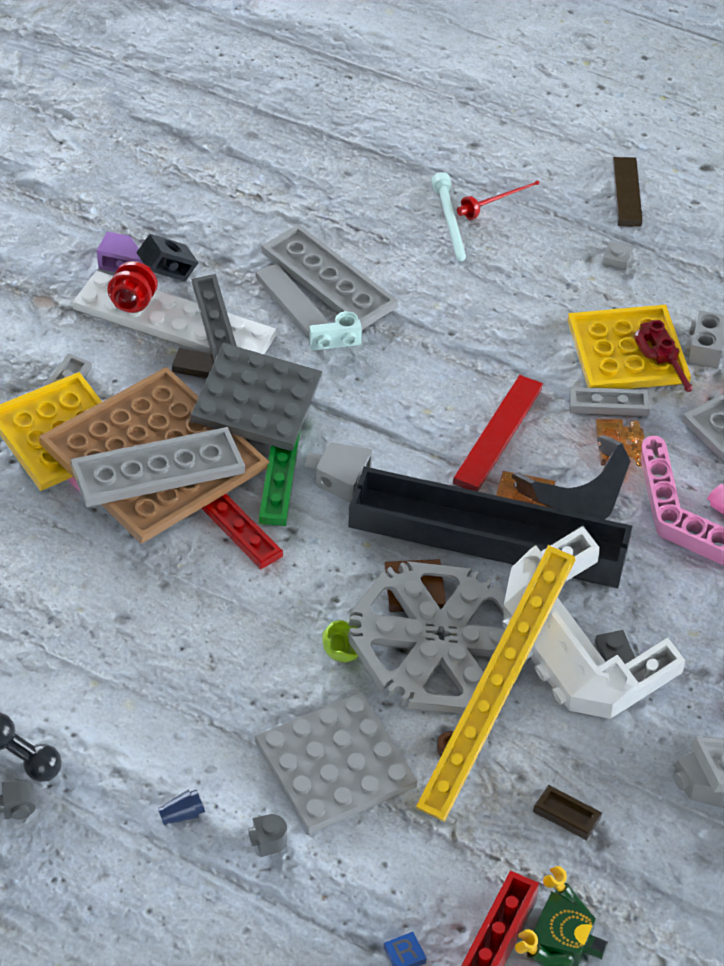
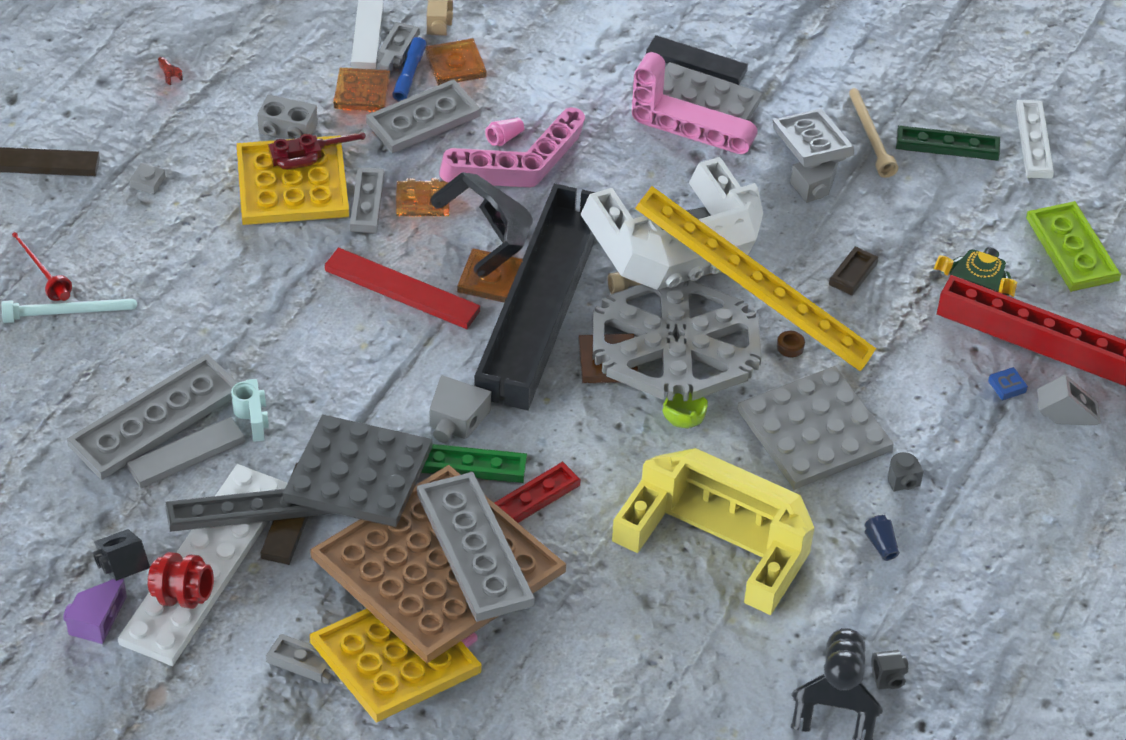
camera: 90 degrees left, 0 degrees up
(214, 685) = (727, 505): none -> light yellow wedge

